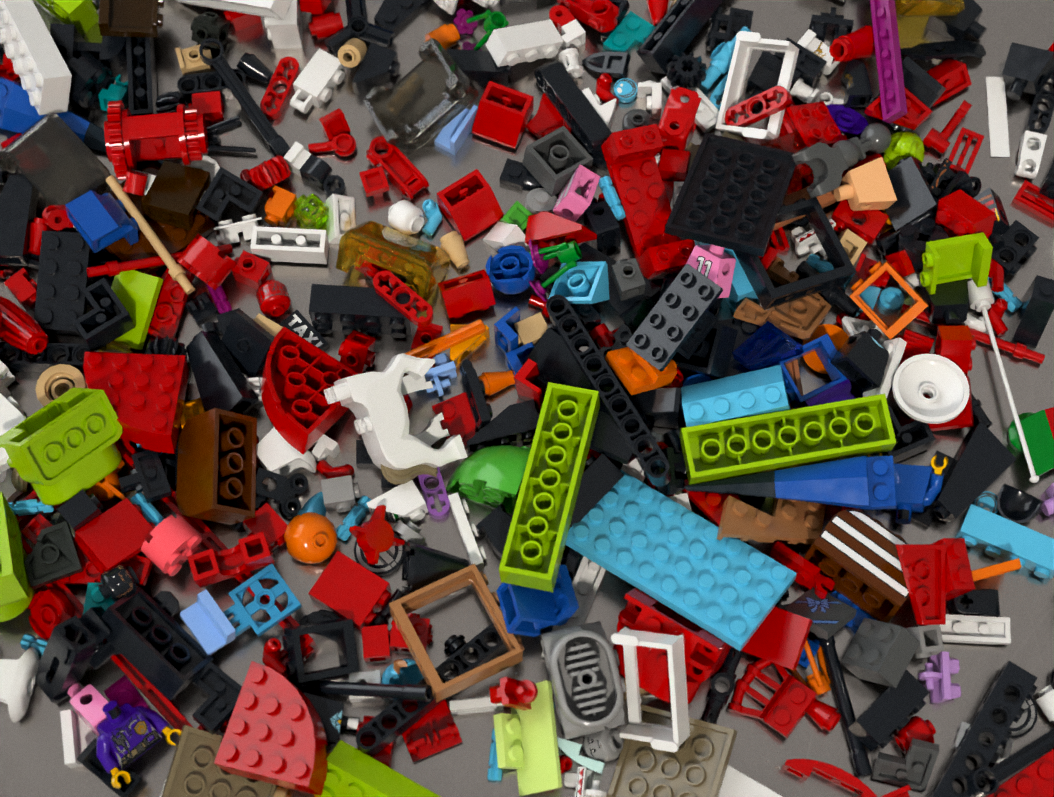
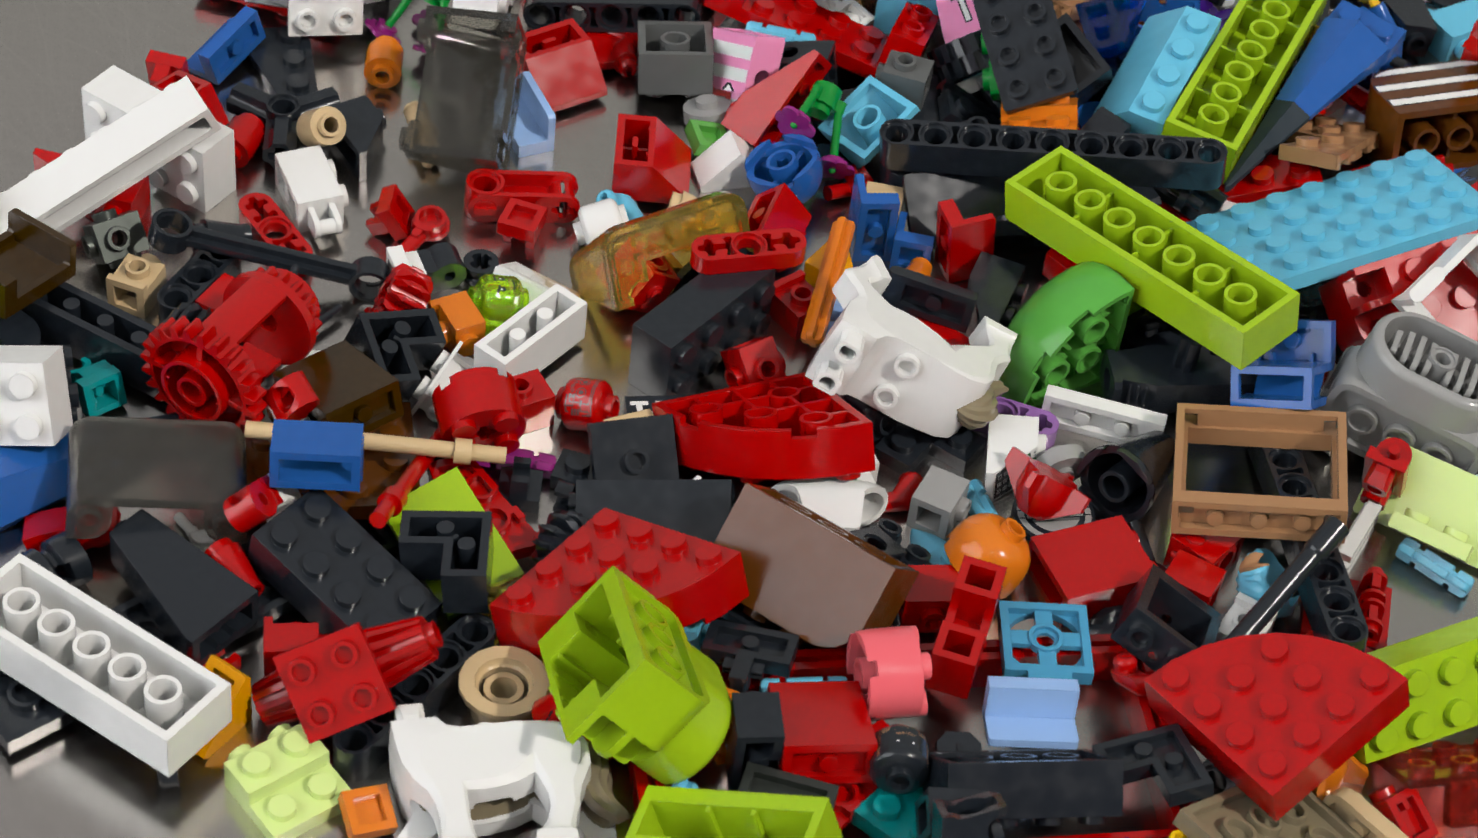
camera: 60 degrees left, 25 degrees down
(517, 176) = (663, 108): black plate -> none

